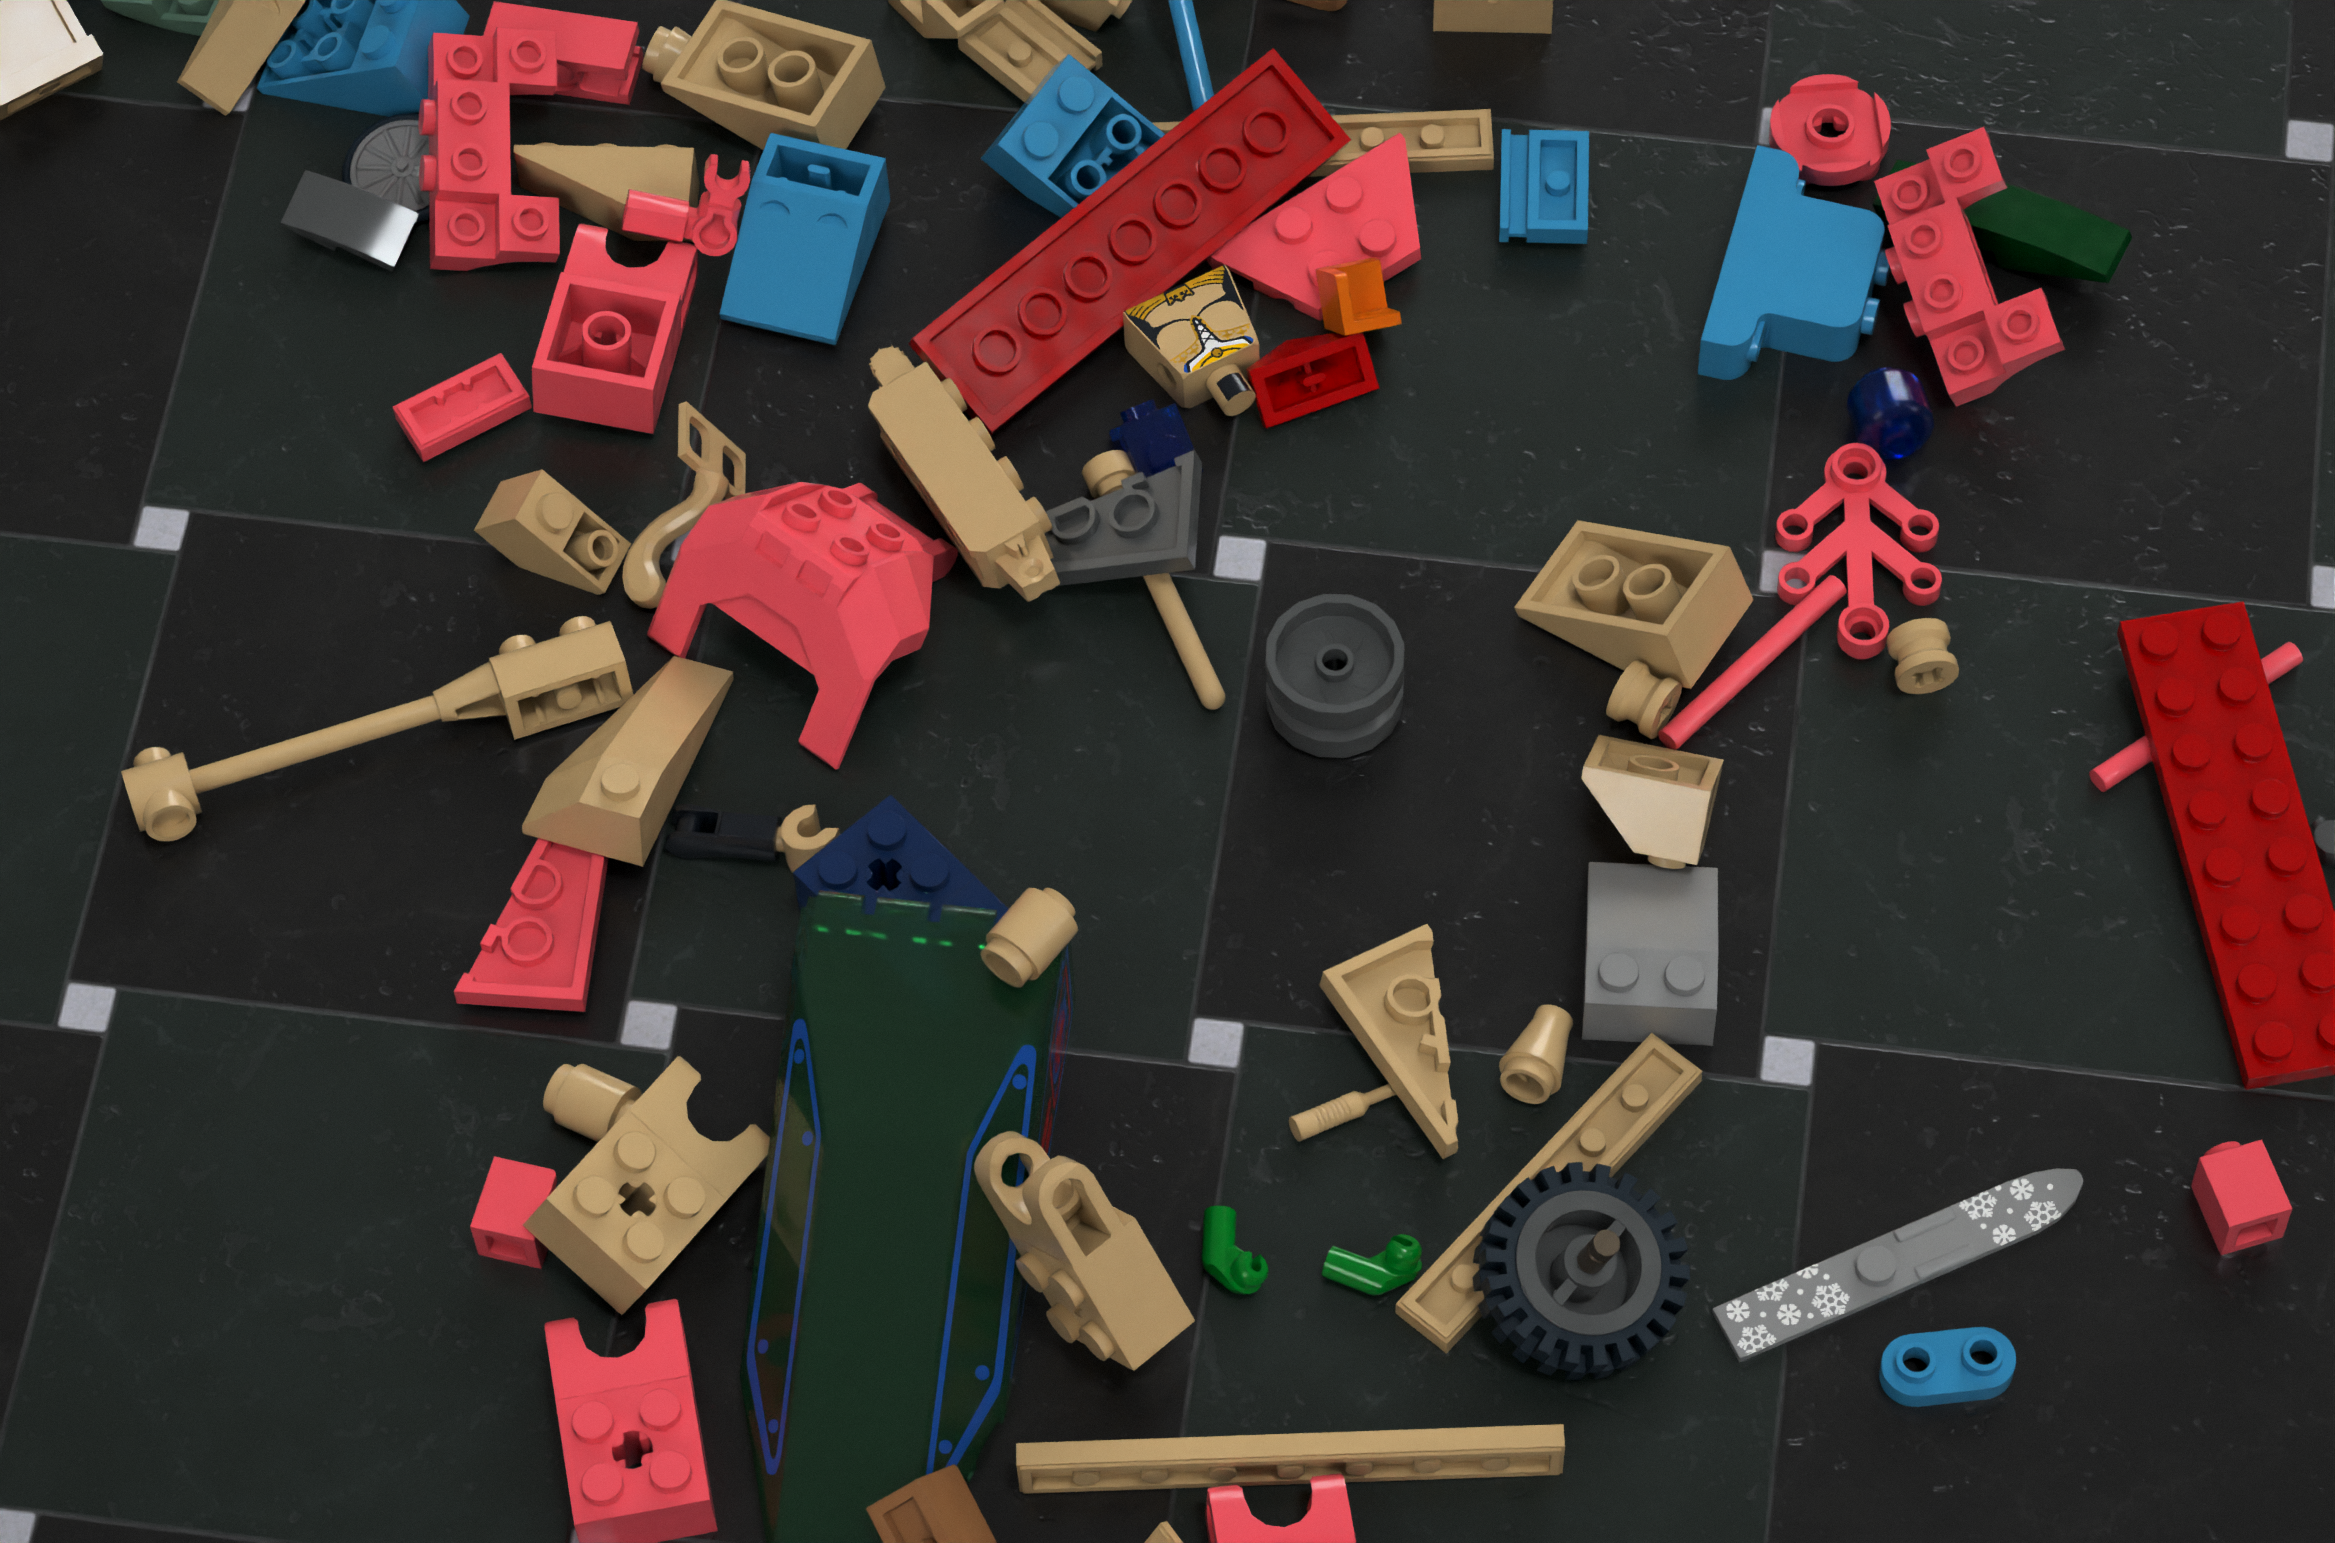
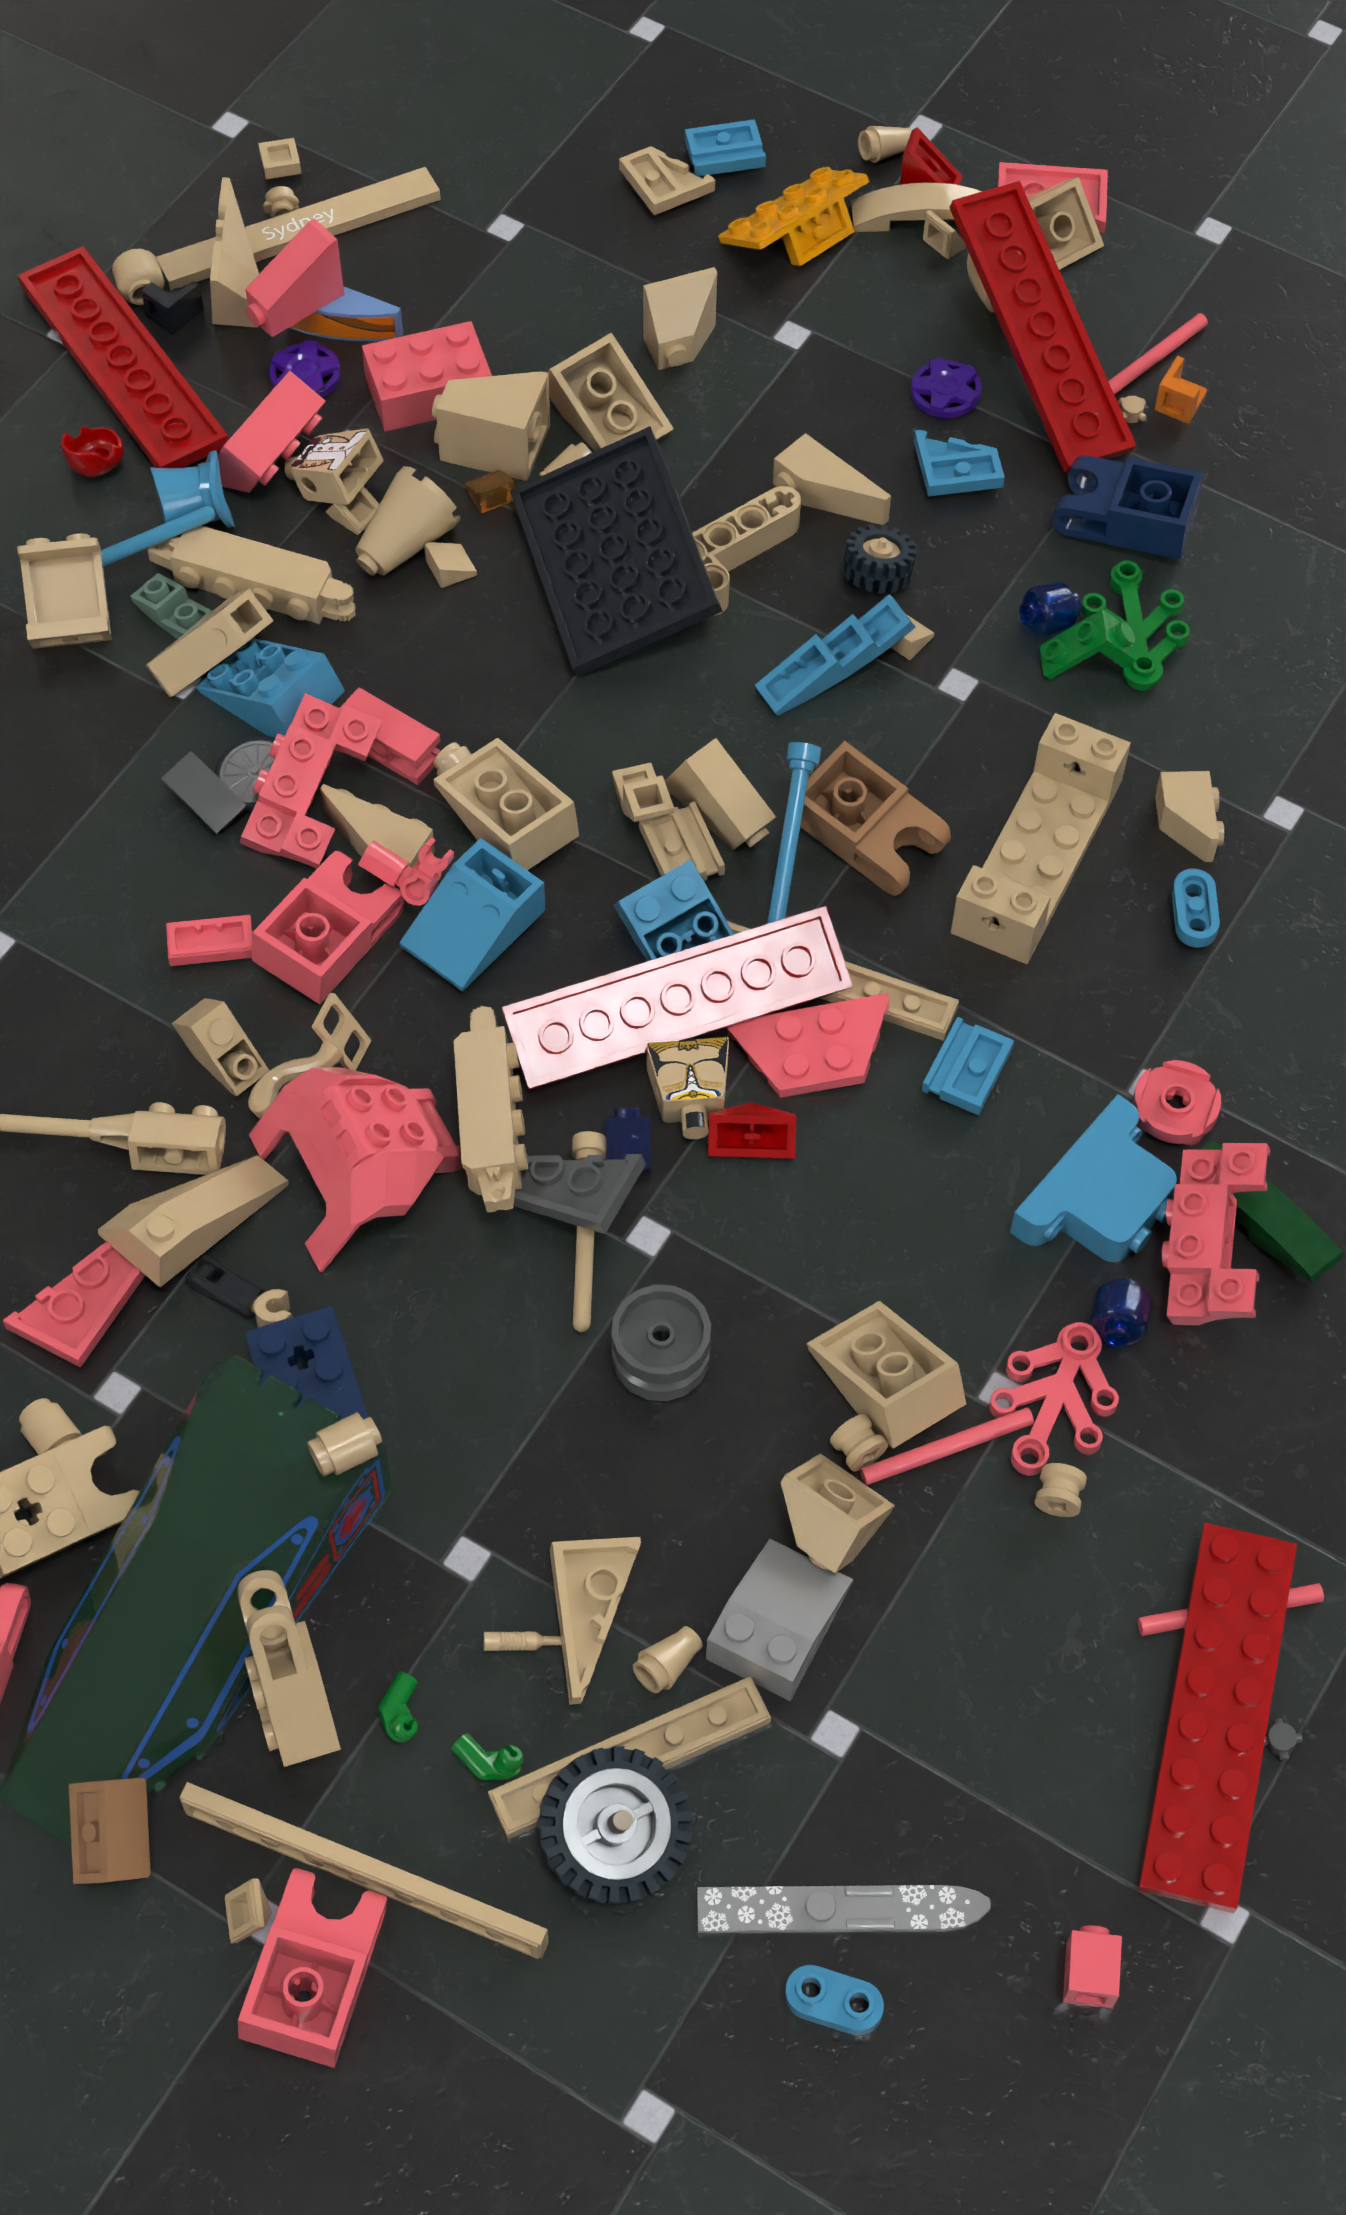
camera: 20 degrees right, 0 degrees up
(1354, 297) = (804, 1092): orange panel -> none

